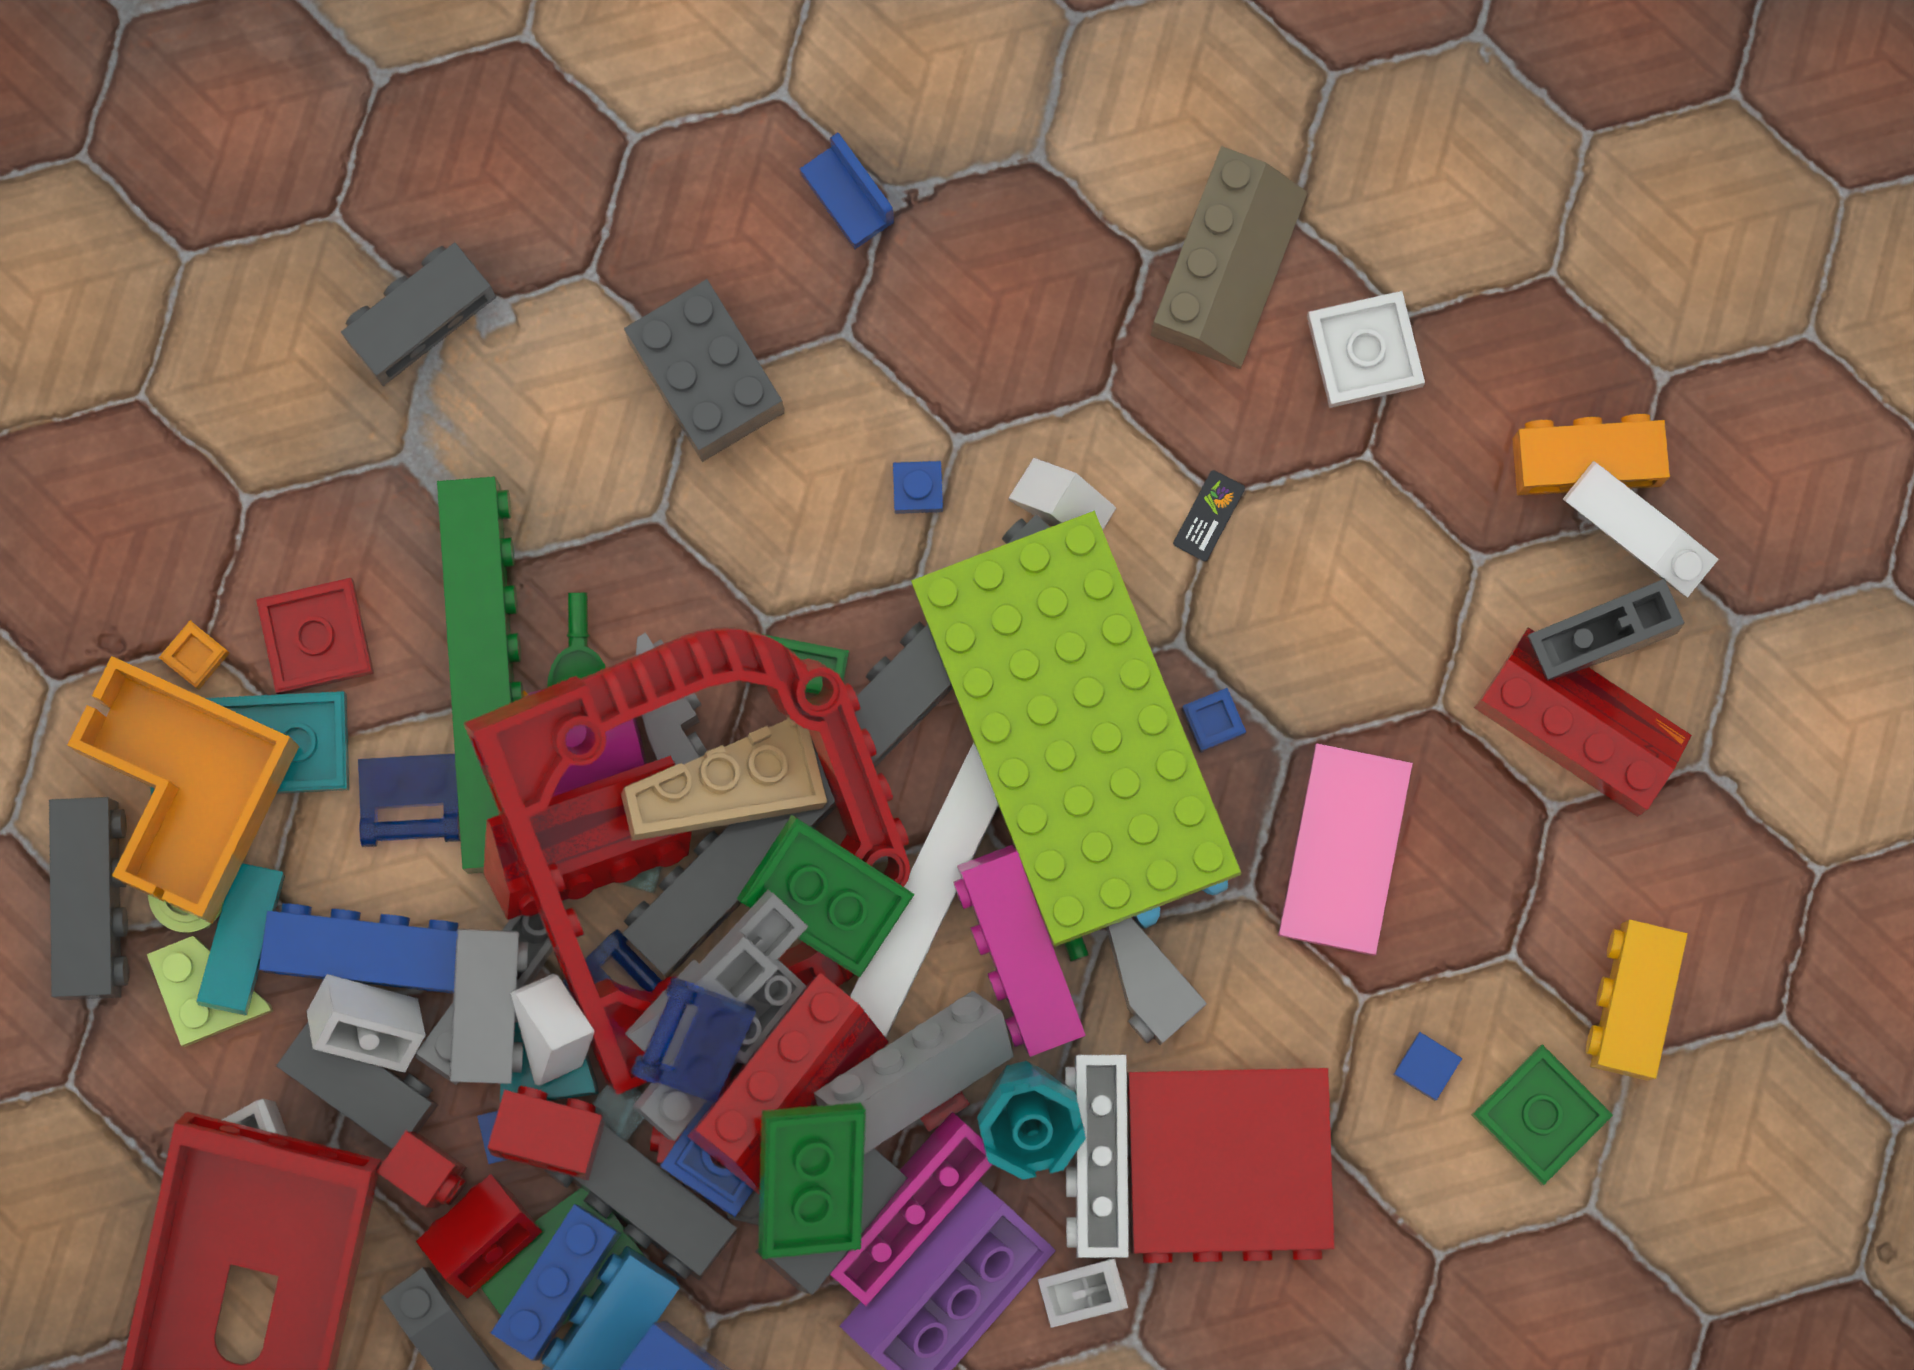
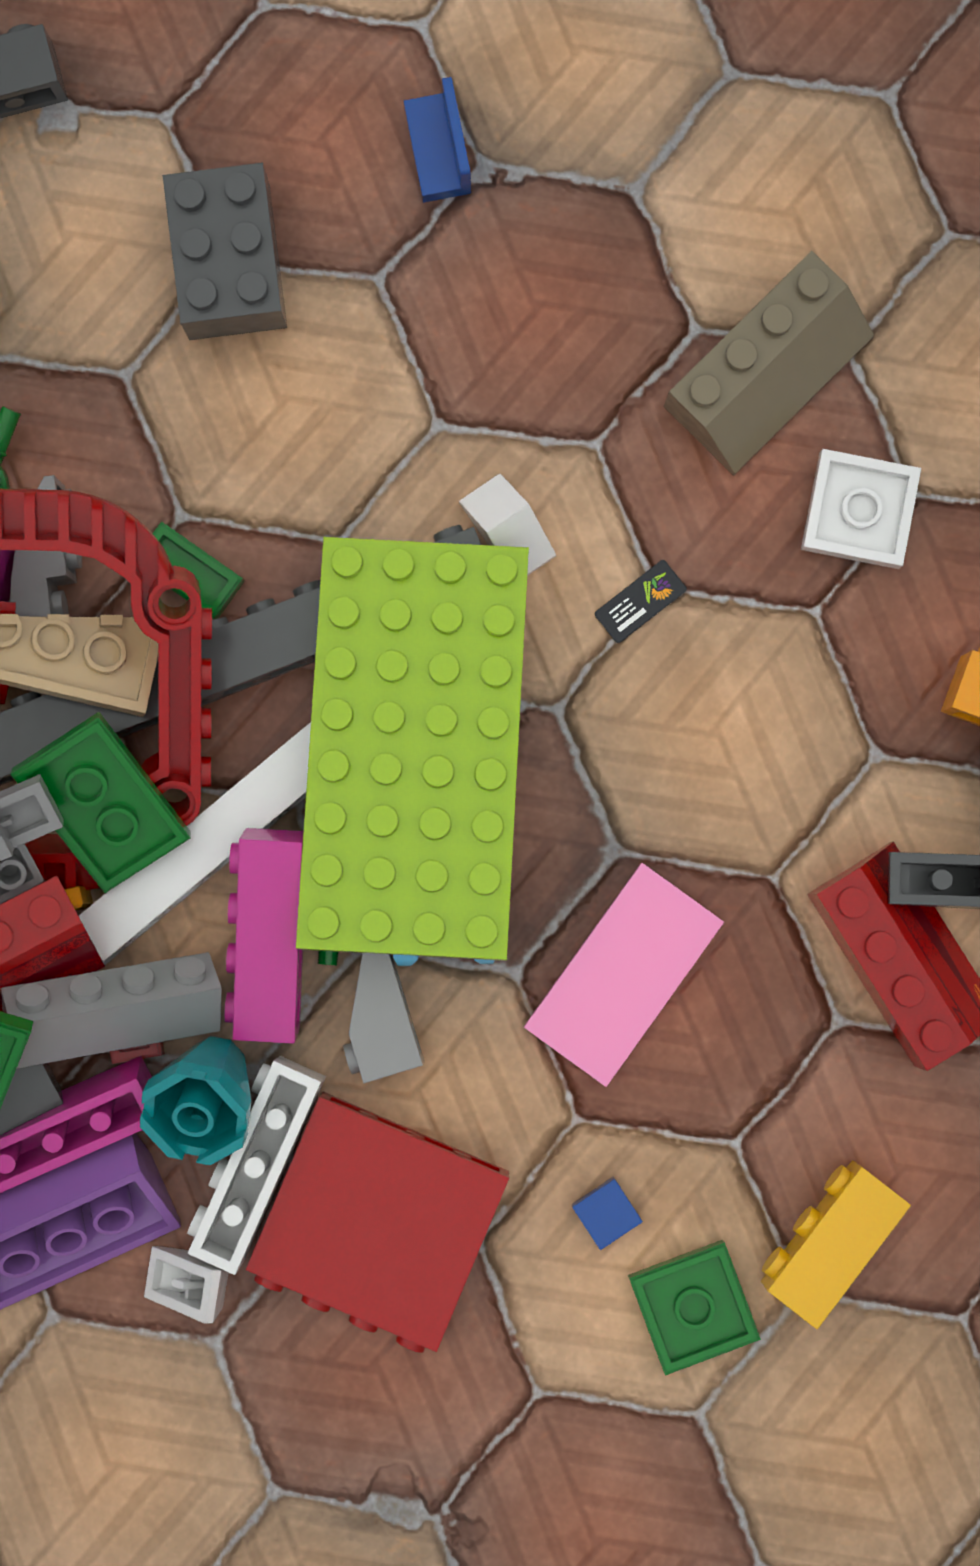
camera: 25 degrees right, 5 degrees up
(917, 487) = (378, 452): blue plate -> none
(1213, 720) = (556, 796): blue tile -> none

